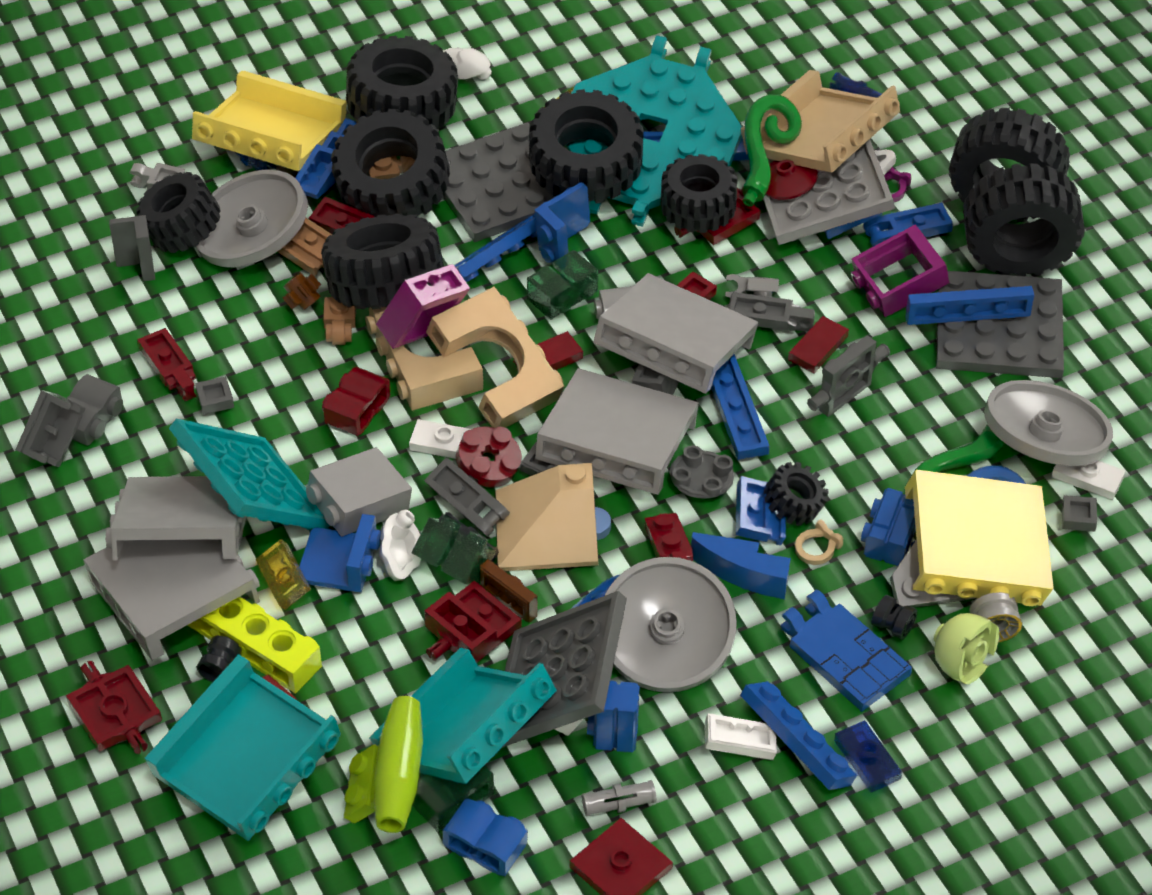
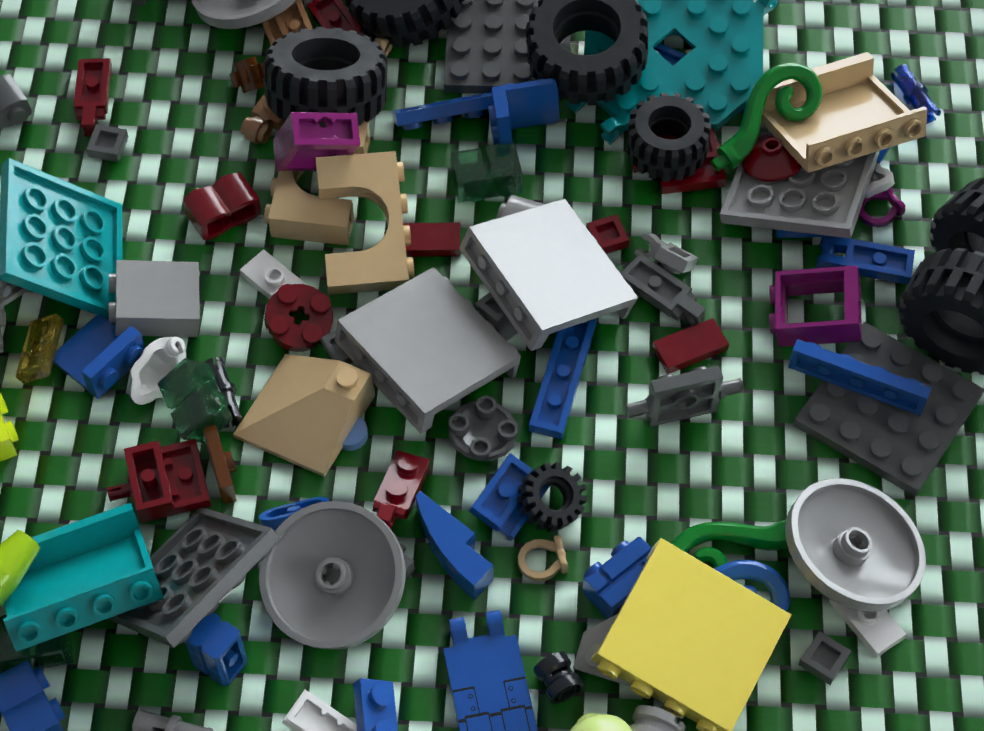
camera: 30 degrees right, 10 degrees up
(466, 496) = (250, 349): dark grey plate -> none

